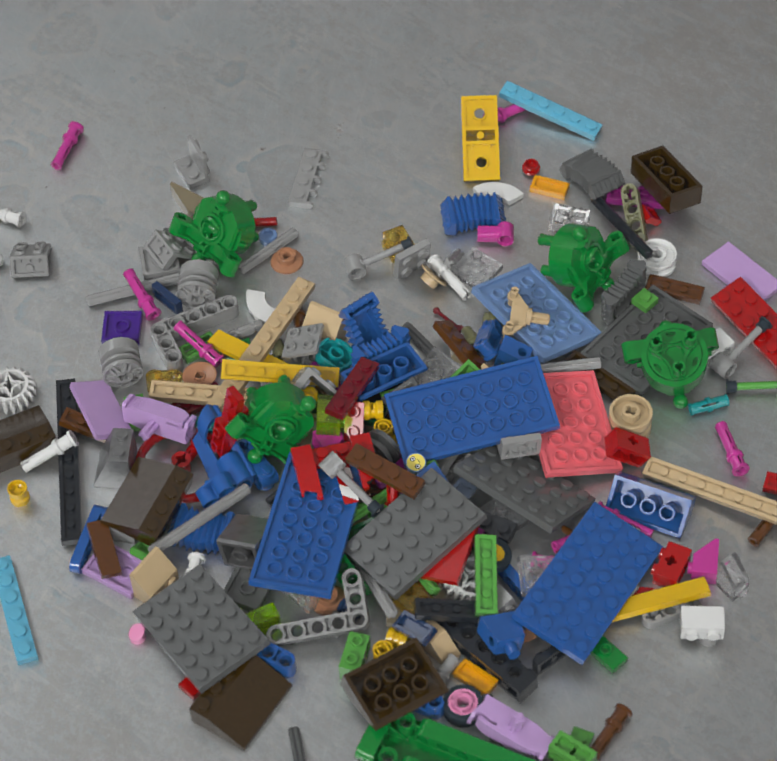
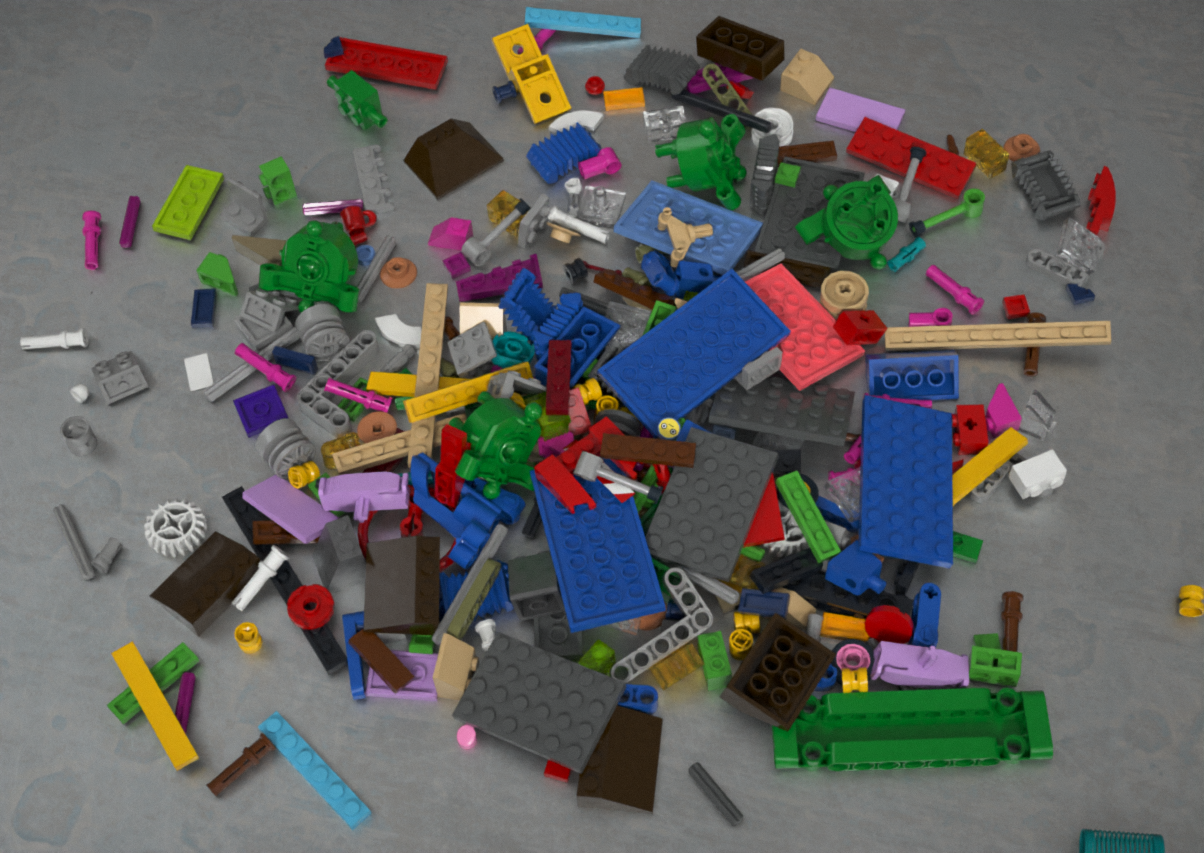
camera: 25 degrees left, 5 degrees up
(74, 498) = (316, 617): none -> red tile
(92, 279) = (198, 372): none -> white sticker
(103, 141) = (129, 222): none -> magenta axle
(122, 231) = (203, 308): none -> dark blue tile
(124, 388) = (303, 475): none -> yellow wheel
(146, 208) = (217, 273): none -> bright green slope
(154, 143) = (188, 202): none -> lime plate
(195, 532) = (474, 599): none -> olive beam
(229, 151) = (277, 181): none -> bright green brick
(263, 188) = (330, 206): none -> axle
(273, 205) = (354, 221): none -> red piece
(320, 647) = (676, 666): none -> clear yellow brick
(328, 109) = (357, 100): none -> green brick
(334, 59) = (334, 48): none -> dark blue tile
(335, 272) = (456, 265): none -> magenta tile
(343, 245) = (451, 234): none -> dark pink slope
(344, 295) = (497, 280): none -> magenta wing
(371, 87) = (389, 63): none -> red plate
(380, 182) = (450, 157): none -> dark brown slope
(425, 312) = (575, 270): none -> black wheel
(451, 716) = (854, 680): none -> yellow wheel
(452, 145) = (504, 91): none -> dark blue bush
(464, 243) = (573, 186): none -> white hinge
(505, 687) = (888, 624): none -> red tile
(541, 694) = (926, 616): none -> blue piece
(701, 465) = (939, 317): none -> dark pink piece
(713, 225) = (806, 77): none -> tan slope

